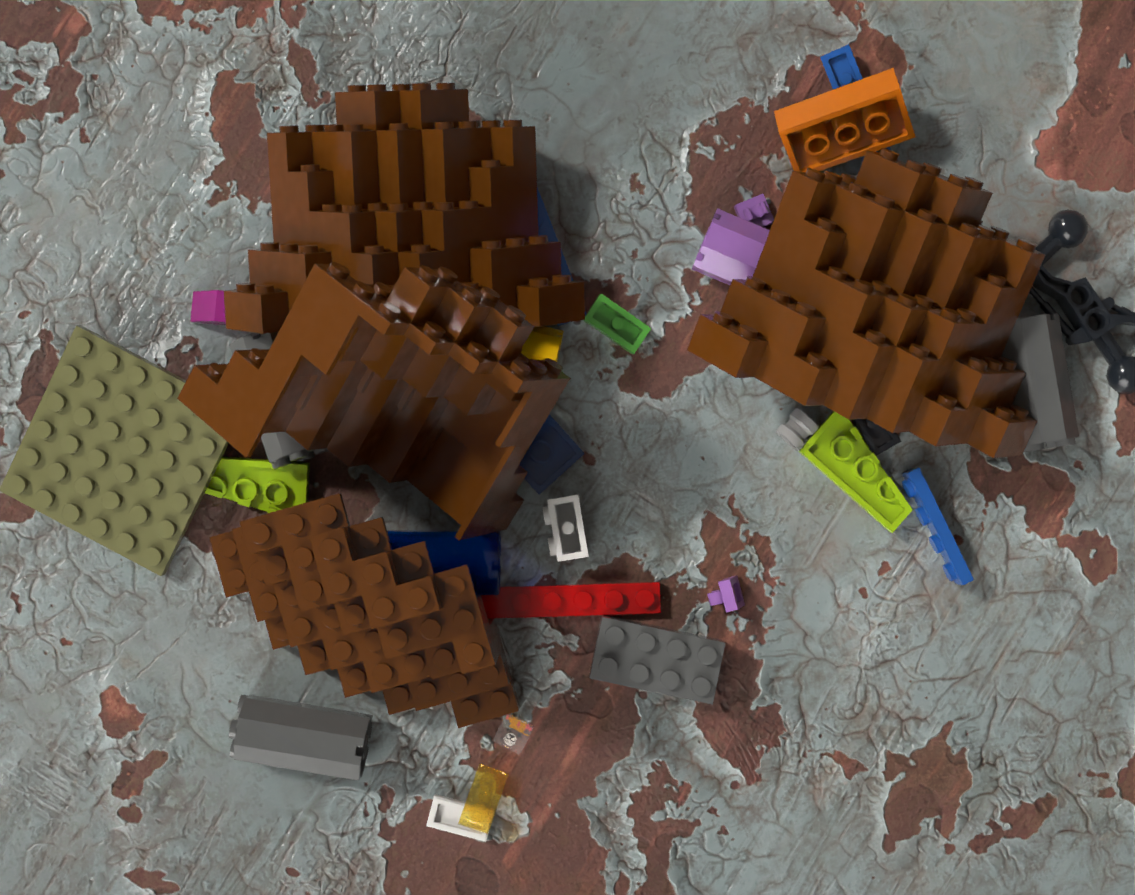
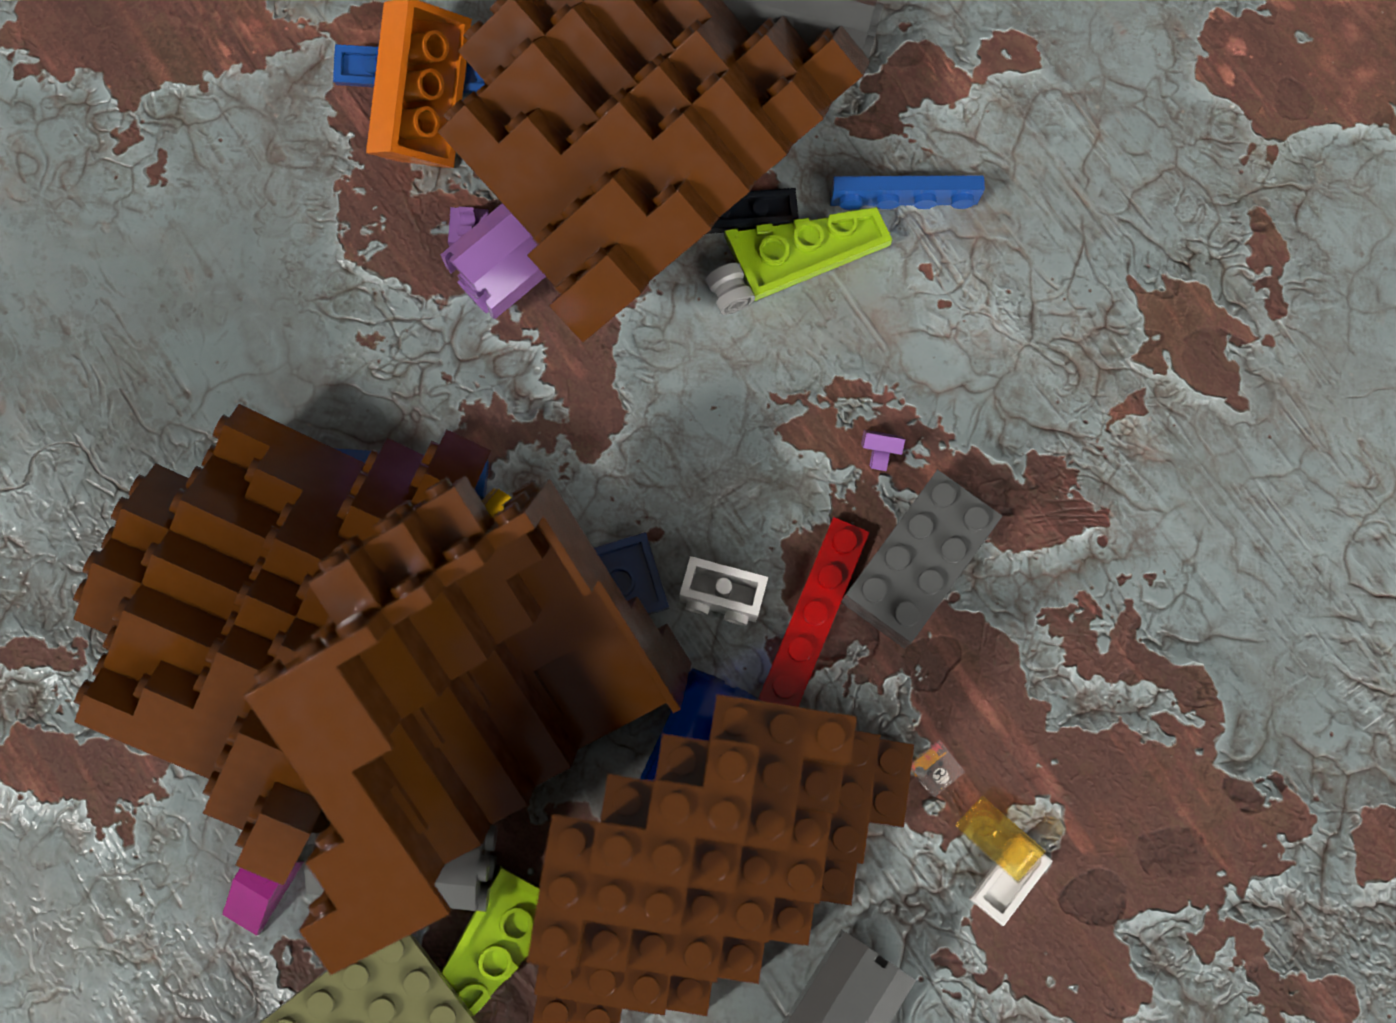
camera: 70 degrees left, 10 degrees down
(616, 324) = (515, 429): bright green plate -> none

